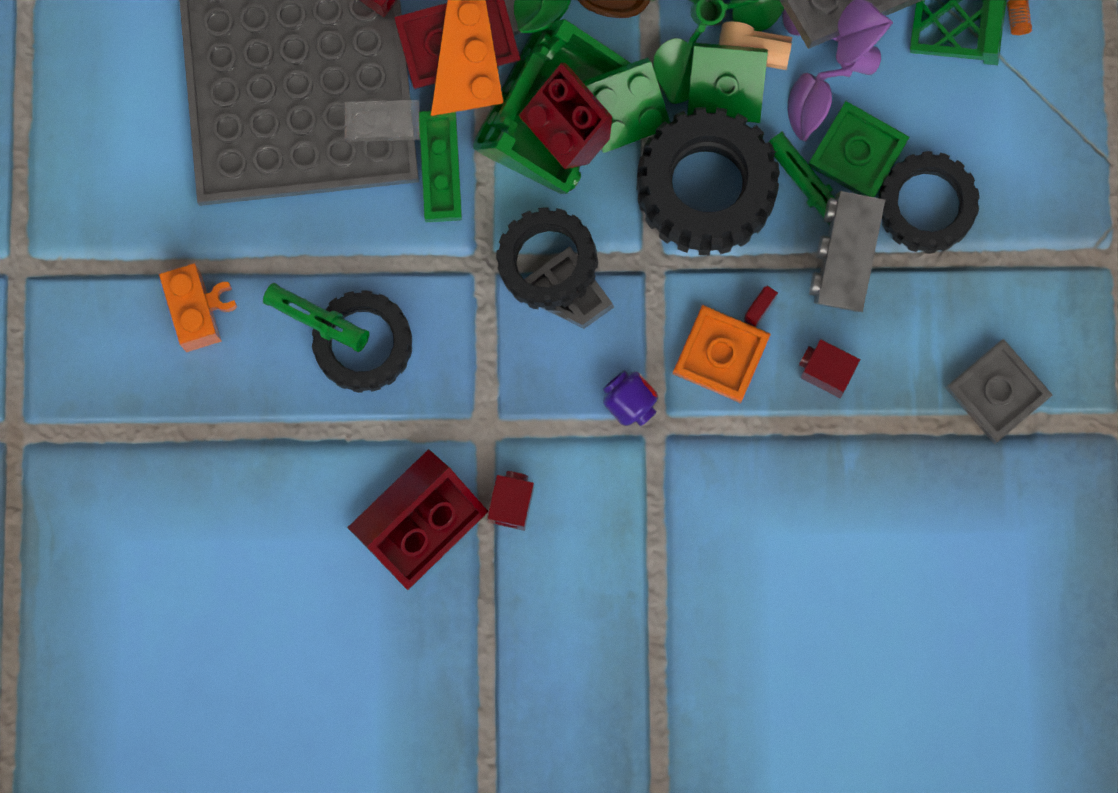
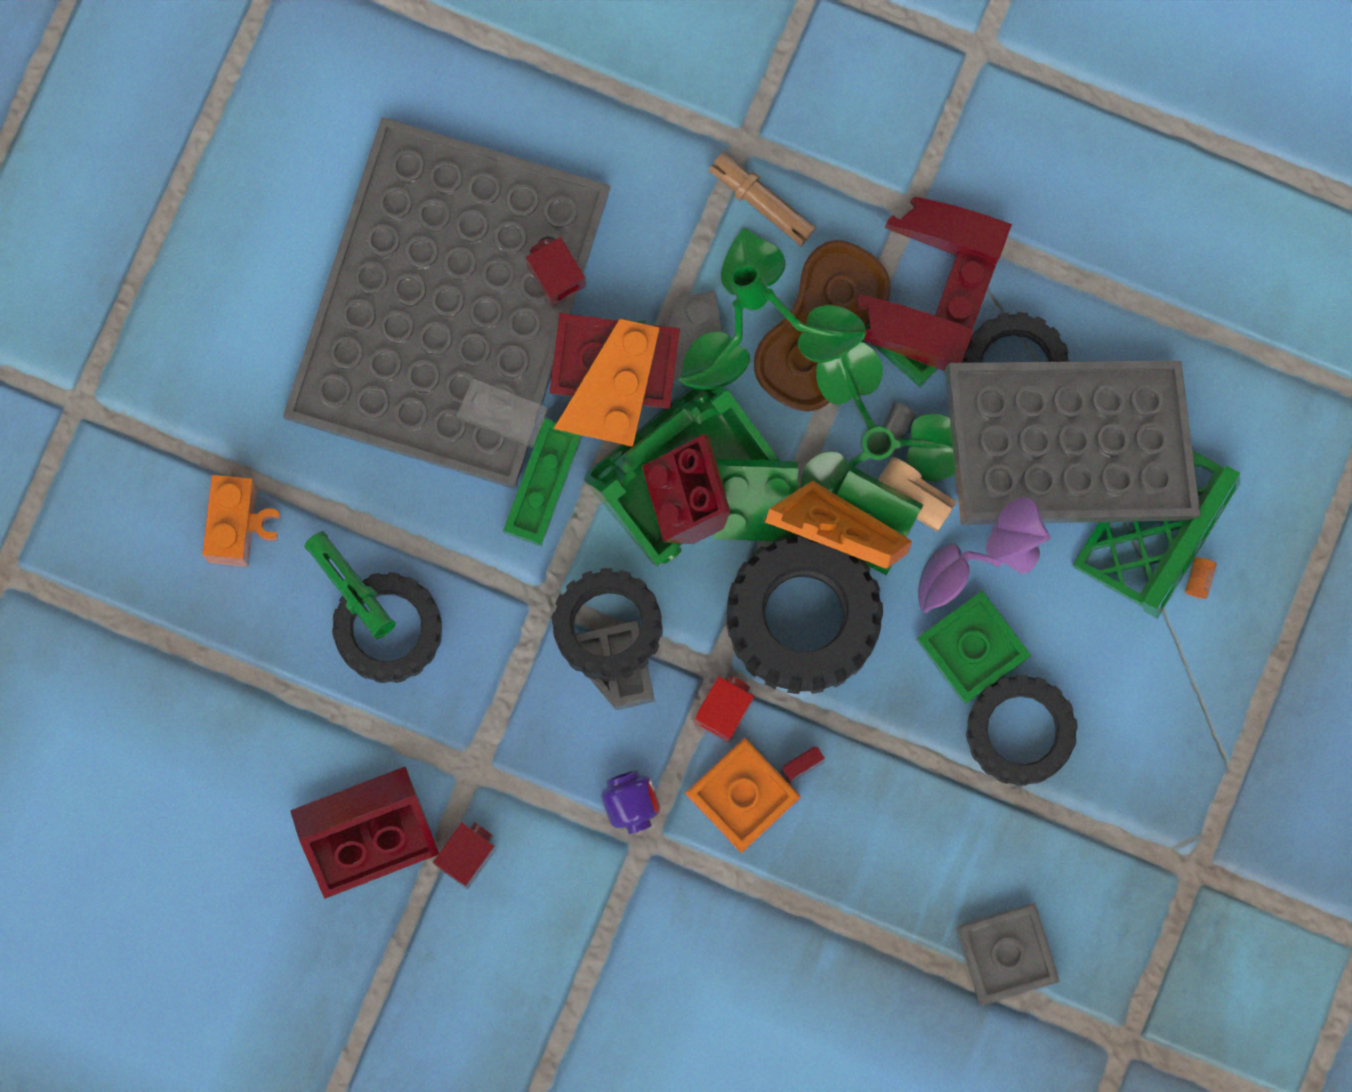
camera: 20 degrees right, 0 degrees up
(674, 287) = (724, 707): none -> red brick
(706, 93) = (838, 524): none -> orange wing
(801, 173) = (921, 703): green pin -> none
(828, 367) = (844, 856): dark red brick -> none
(847, 251) = (910, 747): flat silver brick -> none

